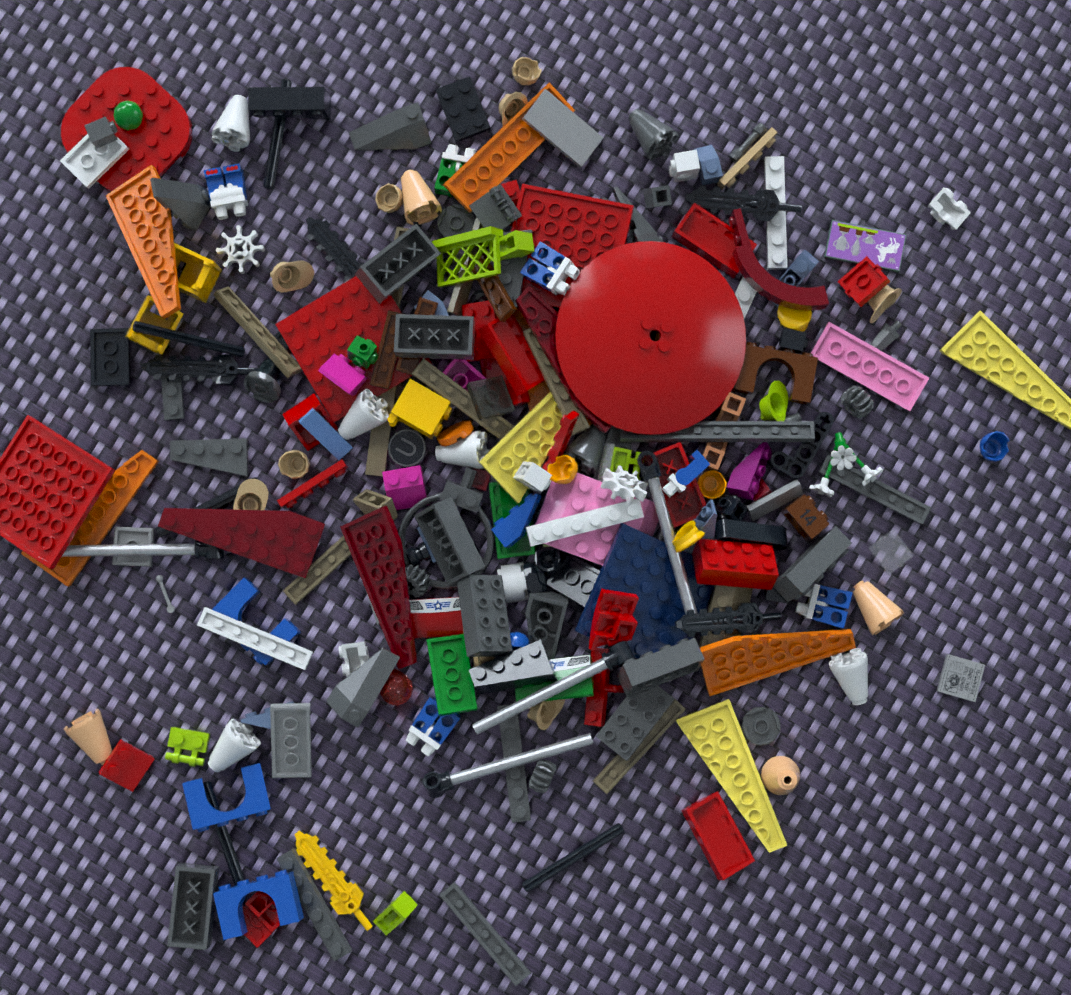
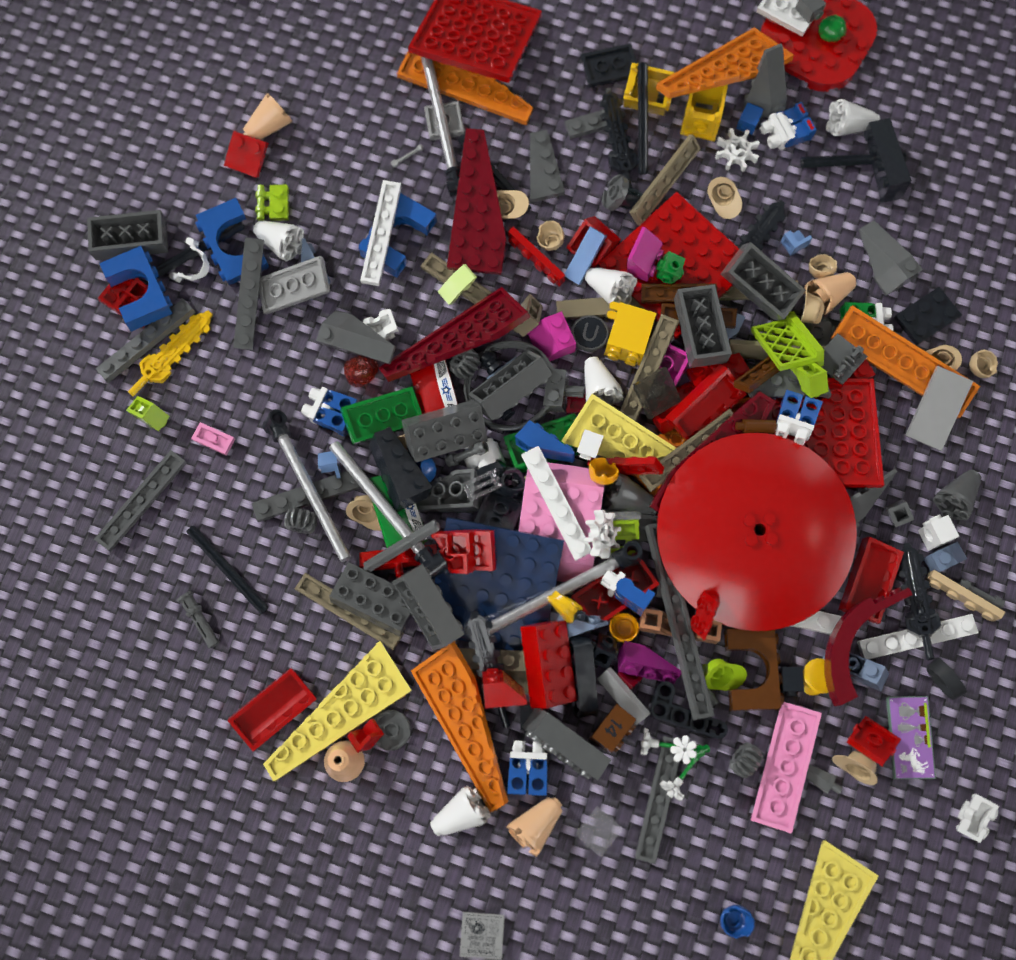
camera: 75 degrees right, 10 degrees down
(207, 227) = (750, 118): none -> blue panel
(247, 830) = (204, 270): none -> white helmet
(289, 788) = (248, 294): none -> dark grey plate
(326, 571) = (457, 283): none -> yellowish green slope
(354, 217) = (795, 241): none -> medium blue panel
(435, 221) = (813, 309): none -> tan piece
(436, 850) = (213, 438): none -> bright pink plate
(452, 433) = (615, 370): orange tile -> none
(488, 738) = (328, 462): none -> medium blue panel
(509, 586) = (454, 459): none -> dark grey bar
(543, 576) = (494, 479): none -> clear tile
(551, 310) = (756, 426): none -> reddish brown cylinder
(596, 681) = (401, 546): none -> dark grey axle
(609, 896) = (194, 612): none -> dark grey pin
(722, 407) = (702, 620): none -> red hinge
(753, 613) = (501, 689): none -> red slope
(763, 750) = (366, 737): none -> red panel
(822, 200) = (946, 679): none -> black tyre

